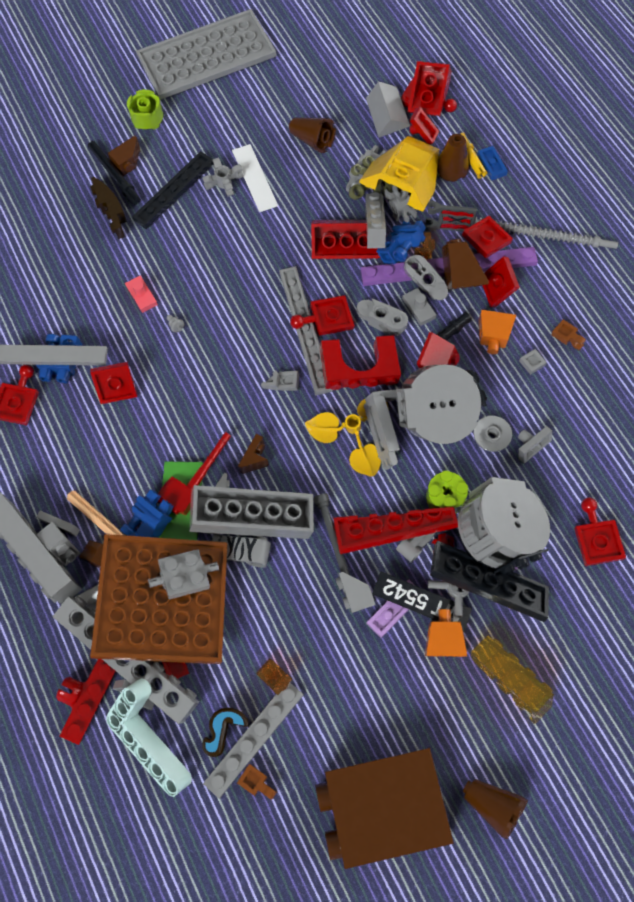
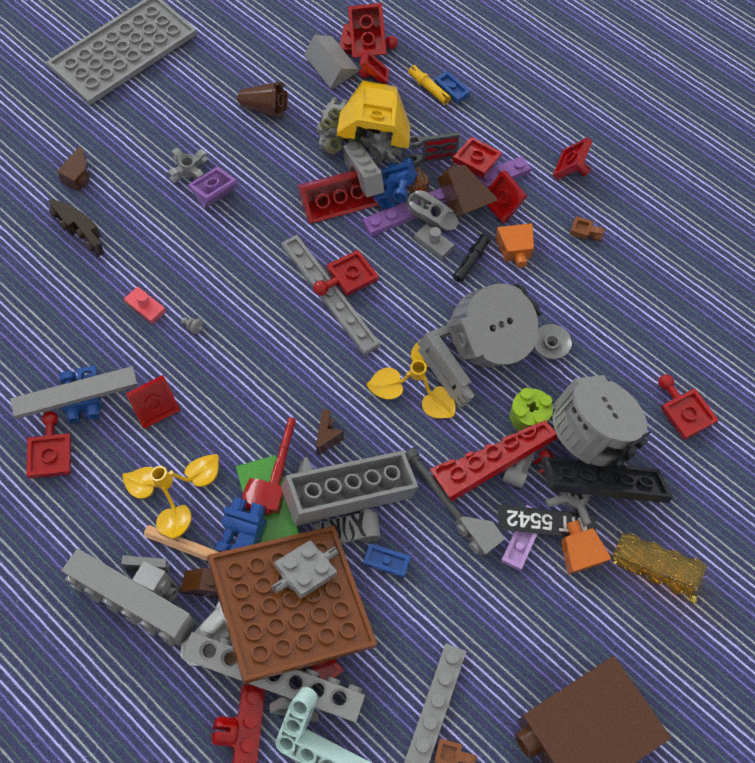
camera: 25 degrees left, 5 degrees down
(86, 449) = (176, 520): none -> yellow plant
(127, 189) = (90, 203): black axle -> none
(145, 109) = (80, 118): lime brick -> none
(173, 190) = (139, 192): black plate -> none
(218, 727) = (394, 714): dark brown animal -> none
(236, 202) = (212, 186): none -> medium lavender slope
(255, 178) = (219, 157): white sticker -> none
(263, 588) = (386, 560): none -> blue plate
(274, 676) = (432, 643): clear orange bracket -> none
(282, 381) = (326, 351): light grey slope -> none
(339, 375) = (382, 327): red arch -> none
(393, 322) = (415, 261): light grey piece -> none
(437, 352) = (472, 278): slope -> none
(454, 160) = (415, 91): reddish brown cone -> none
(497, 806) = (691, 691): reddish brown cone -> none
(532, 361) = (562, 263): light grey plate -> none
(533, 444) = (593, 340): light grey tile -> none
(581, 264) = (573, 159): none -> red tile
(595, 242) = (576, 136): light grey hose -> none

